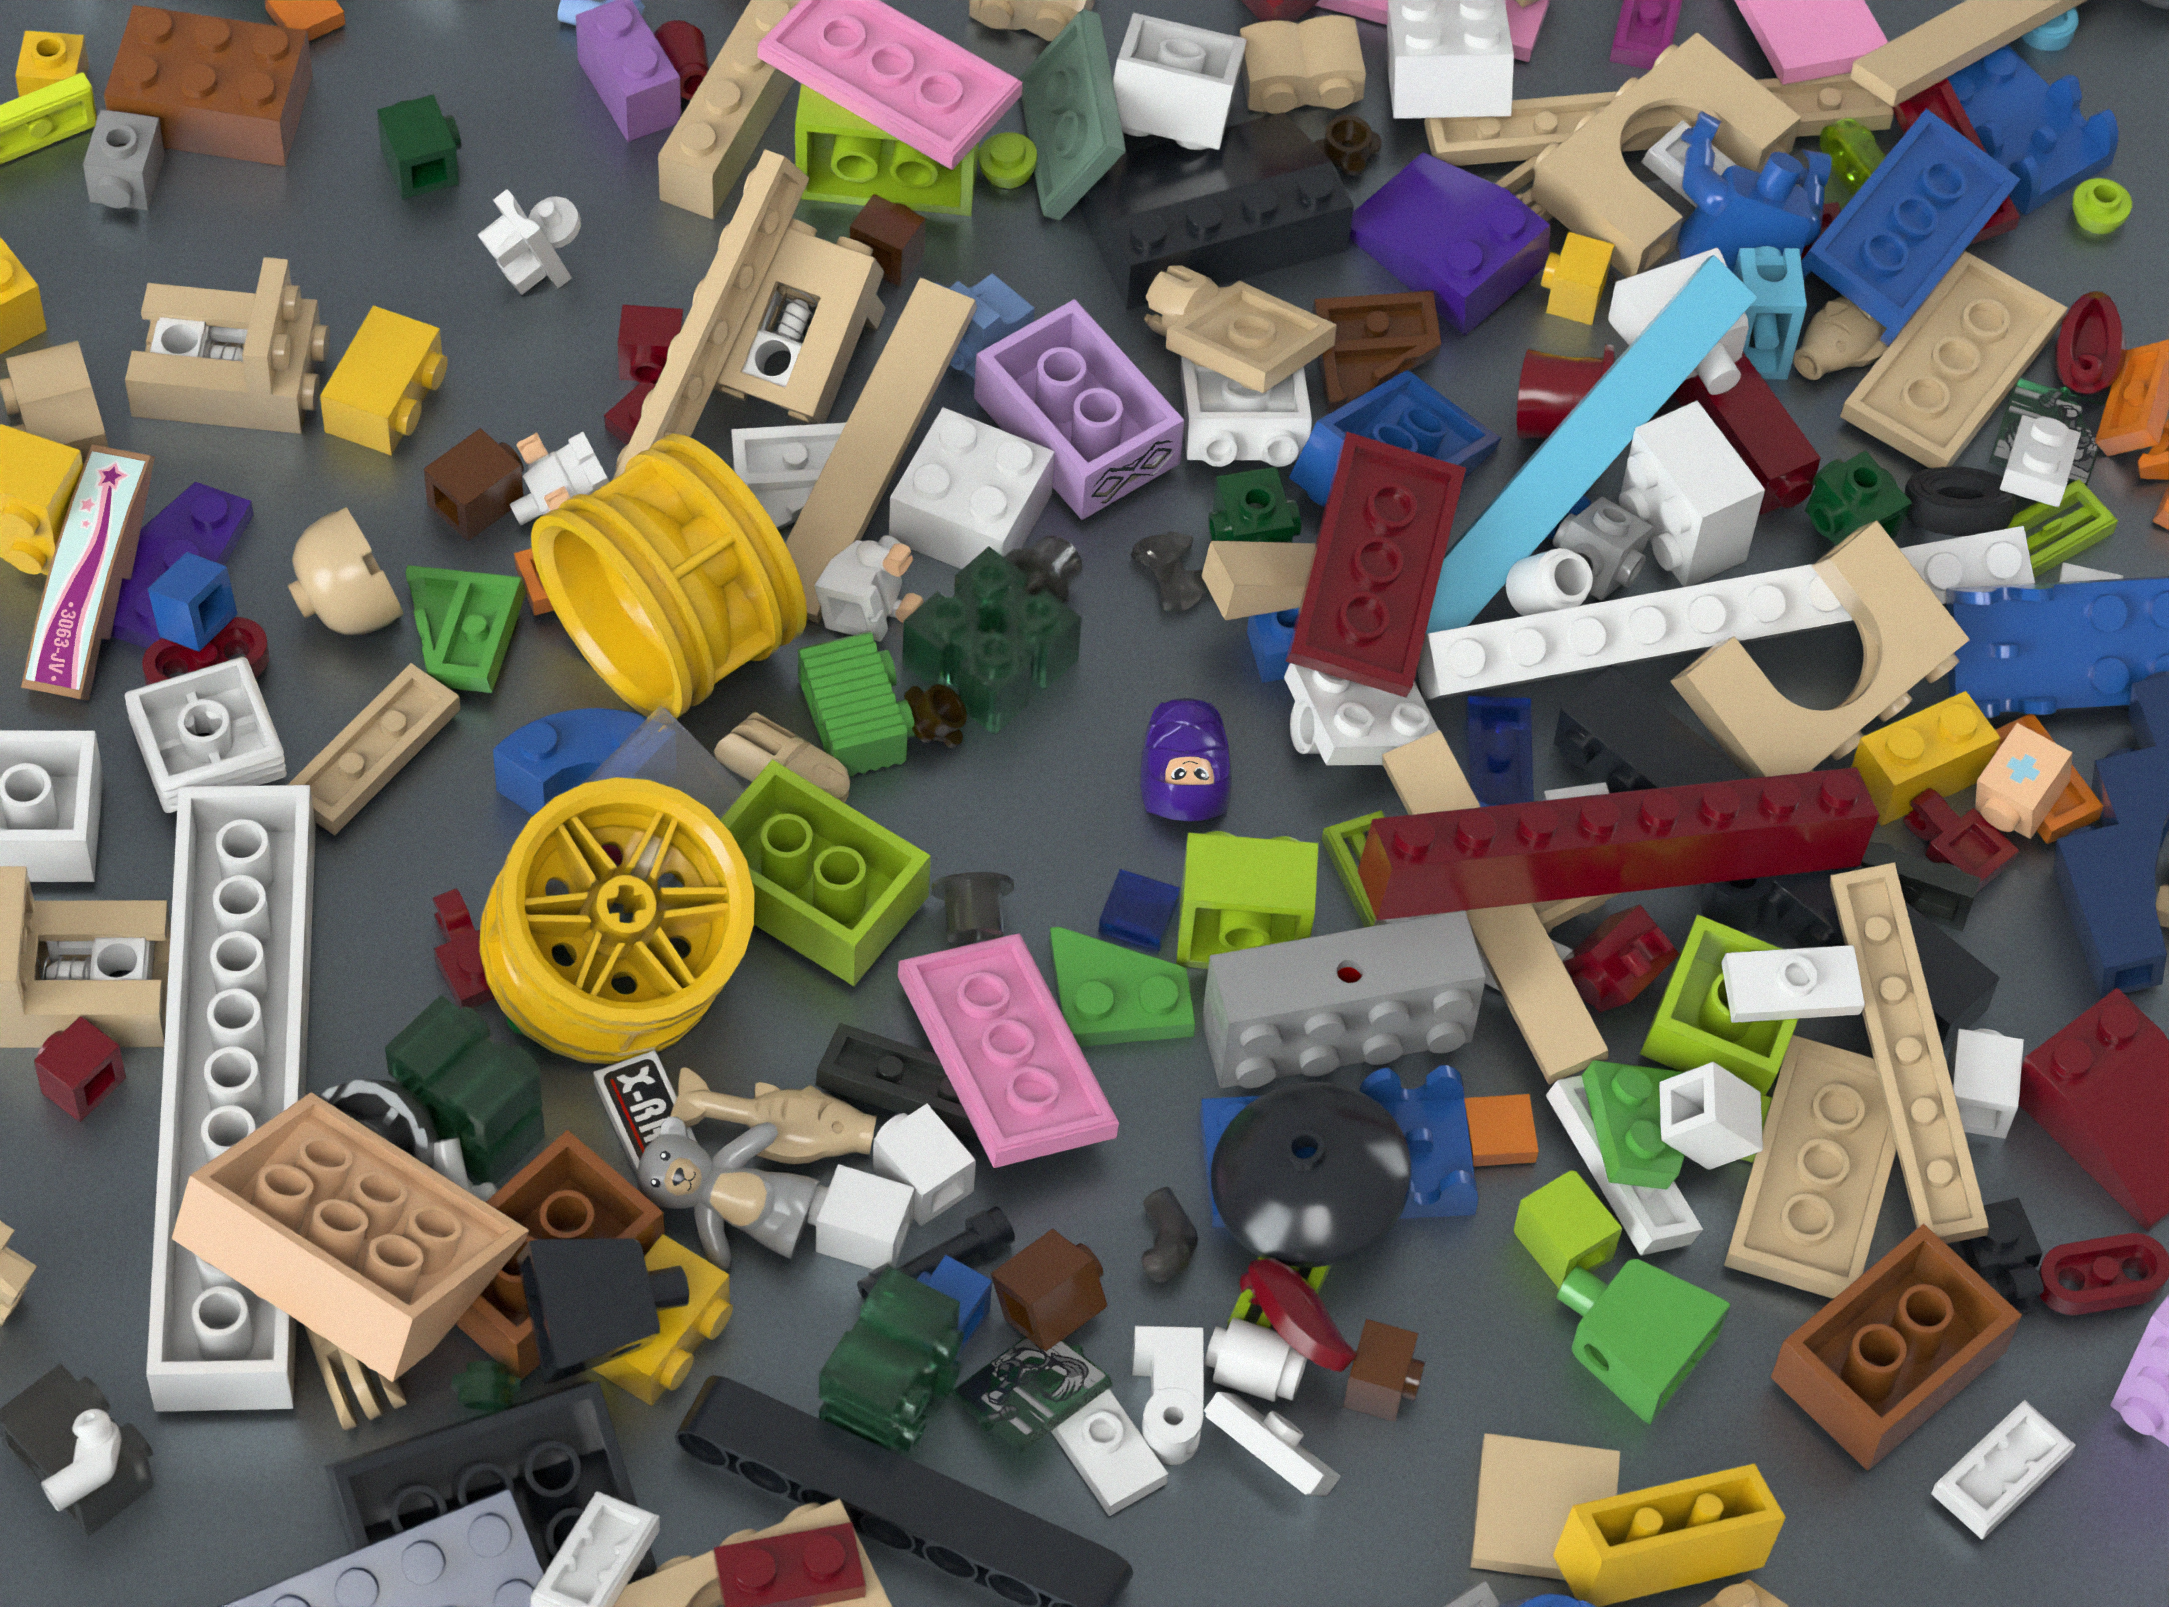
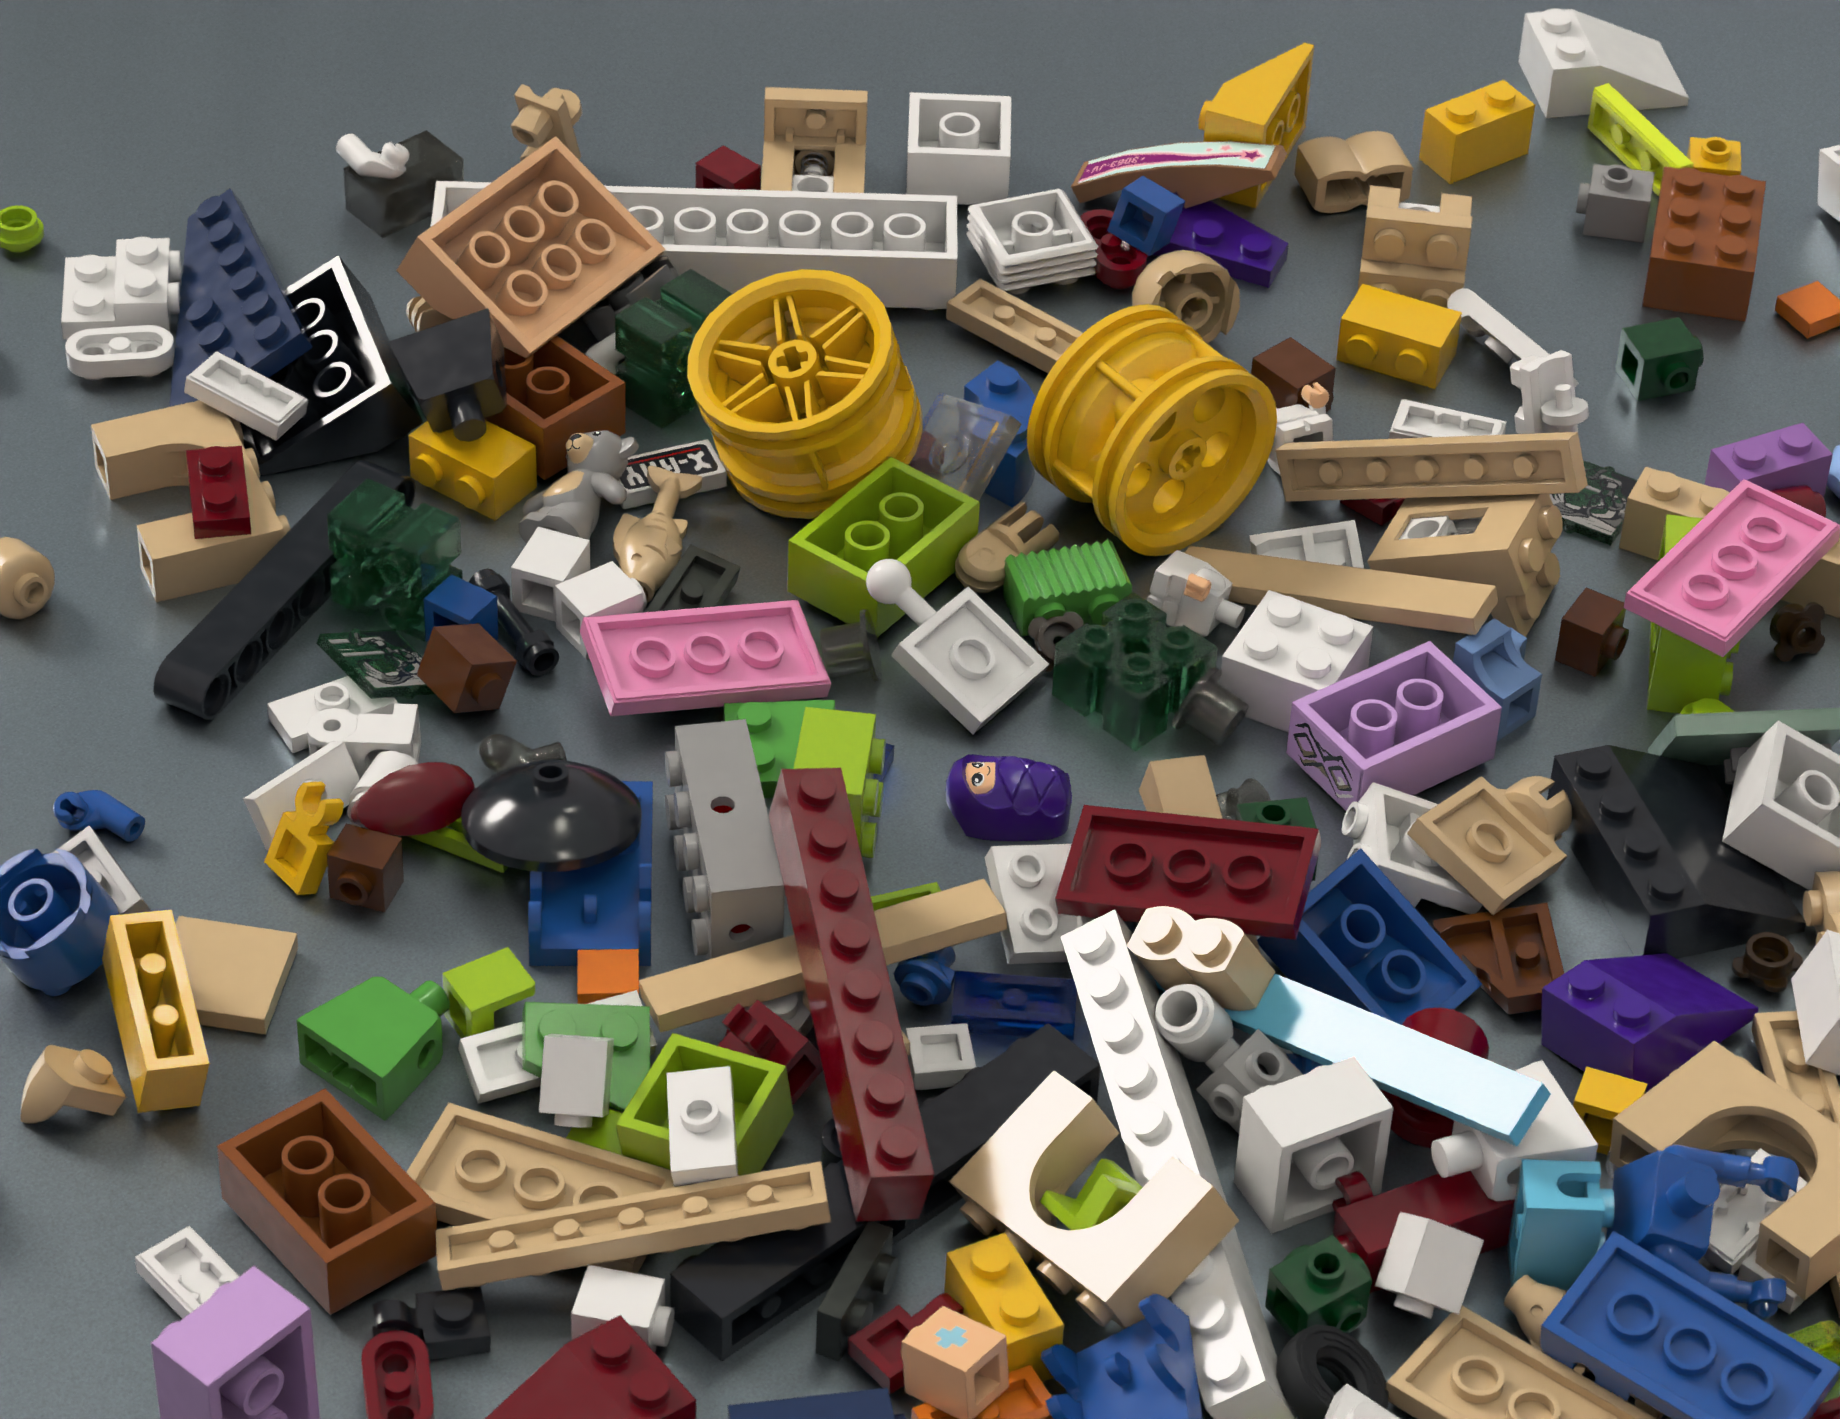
camera: 95 degrees right, 15 degrees down
(394, 277) = (1504, 338): none -> white plate
(550, 348) = (1426, 420): none -> white plate
(640, 236) = (1597, 508): none -> piece
(986, 791) = (960, 652): none -> white plate
(1368, 1427) = (301, 839): none -> yellow plate
(1490, 550) = (1201, 953): none -> tan brick
(1811, 659) = (1100, 1198): none -> lime panel
(1828, 410) = (1428, 1265): none -> white brick

